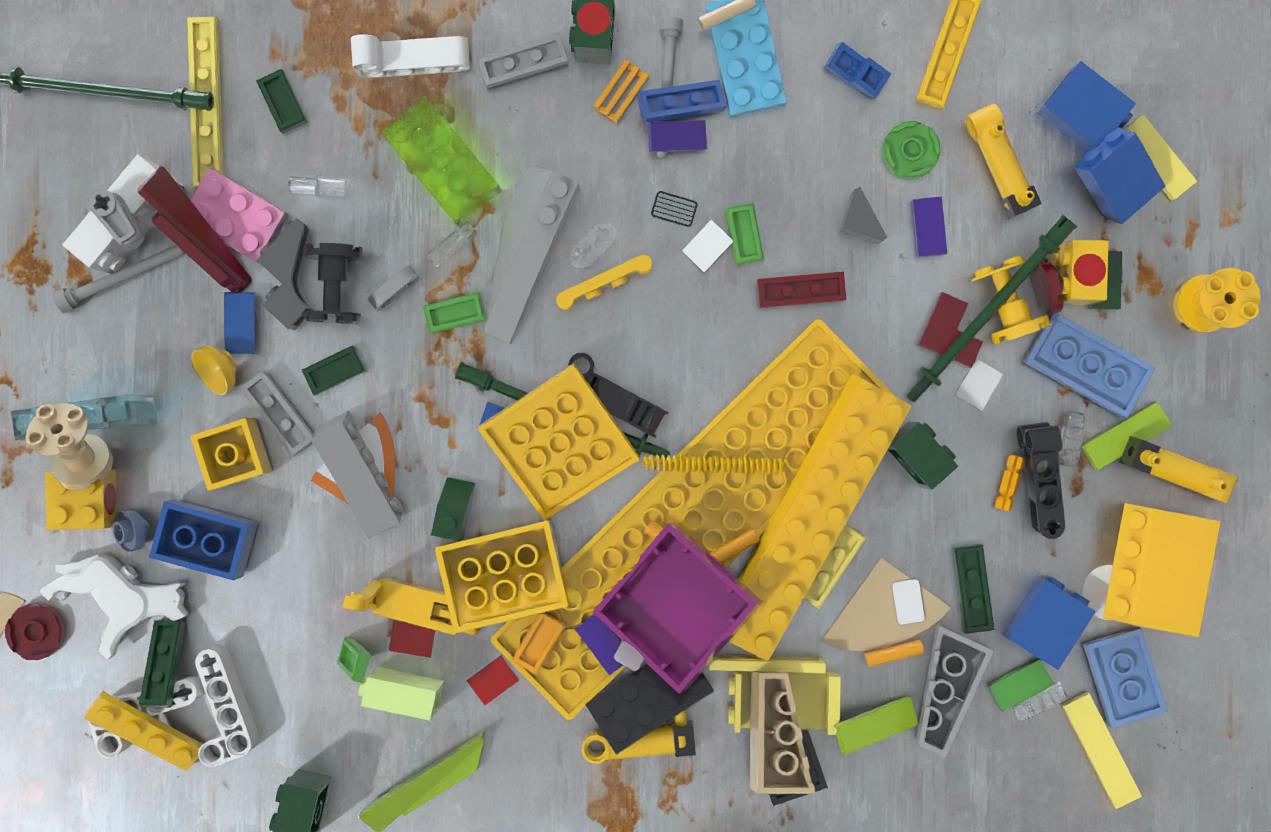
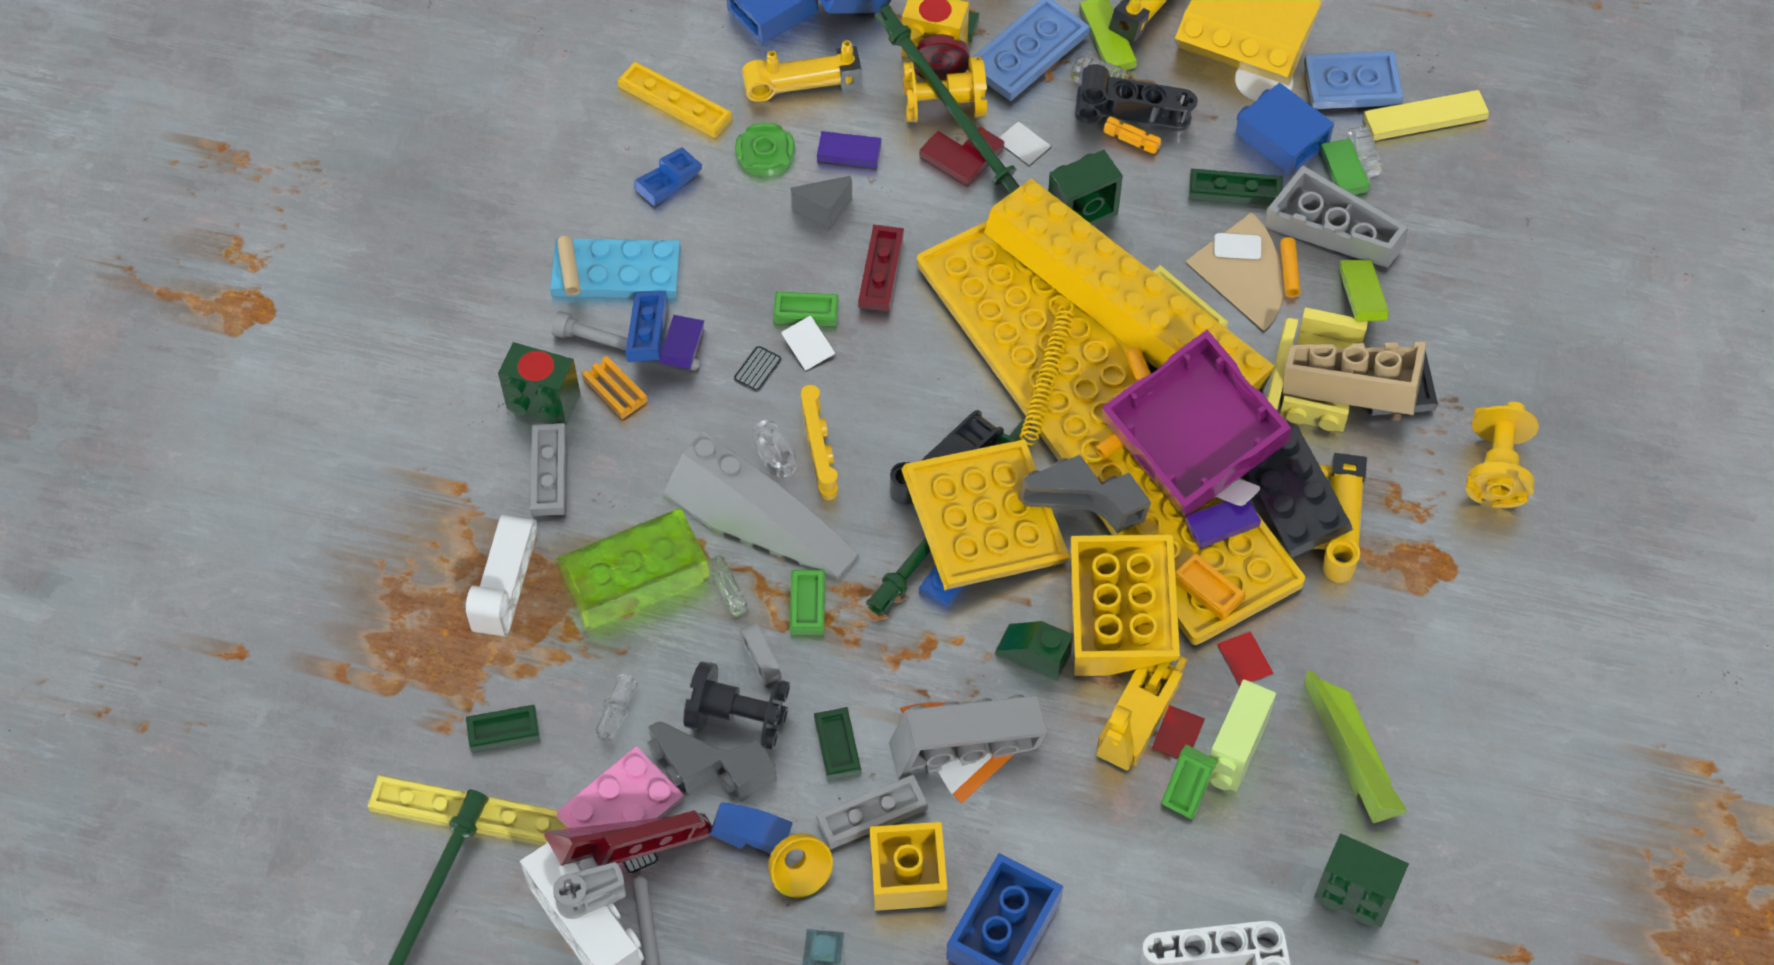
camera: 75 degrees left, 30 degrees down
(601, 512) = (1075, 486): none -> dark grey arch

